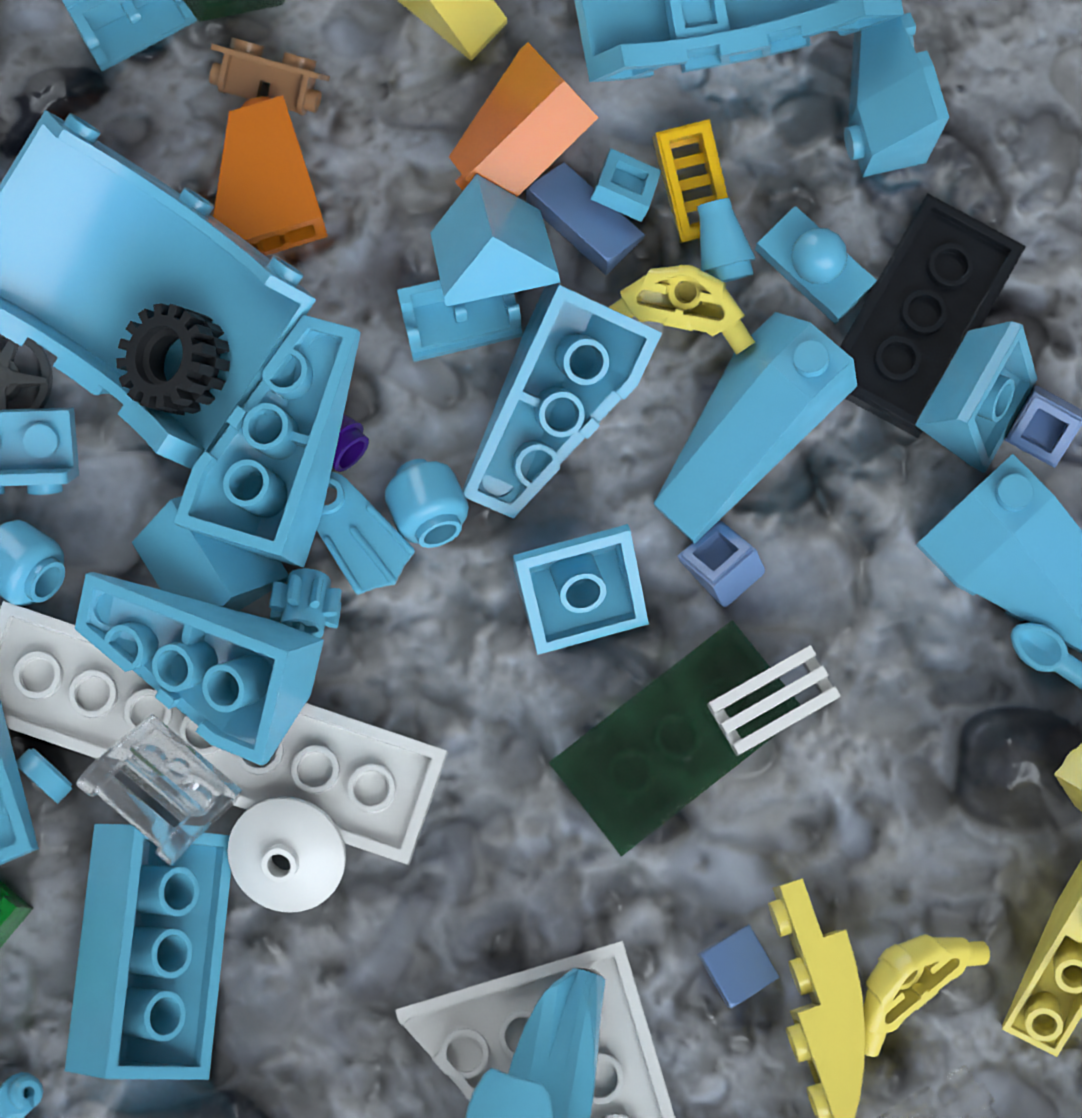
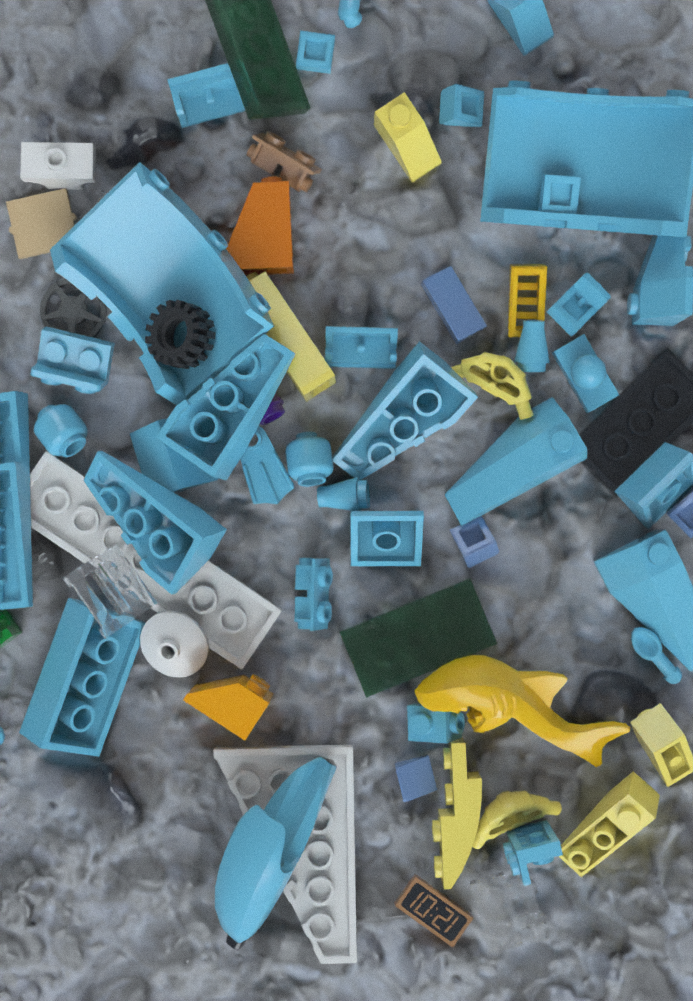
camera: 15 degrees right, 10 degrees up
(44, 775) = (46, 560): medium azure tile -> none
(306, 602) = (222, 501): medium azure gear -> none
(389, 360) = (308, 367): none -> light yellow slope
(407, 915) = (232, 702): none -> light orange slope
(486, 685) = (315, 609): none -> medium azure hinge
(491, 245) = (390, 315): medium azure slope -> none
(496, 543) = (345, 495): none -> medium azure cone
(521, 126) = (428, 242): orange slope -> none
(626, 185) = (484, 293): medium azure plate -> none
(744, 865) = (433, 725): none -> medium azure bracket
(774, 162) = (579, 304): none -> medium azure bracket
(816, 675) = (509, 627): white tile -> none
(835, 777) = (500, 692): none -> yellow piece
(962, 1013) = (531, 844): none -> medium azure bracket

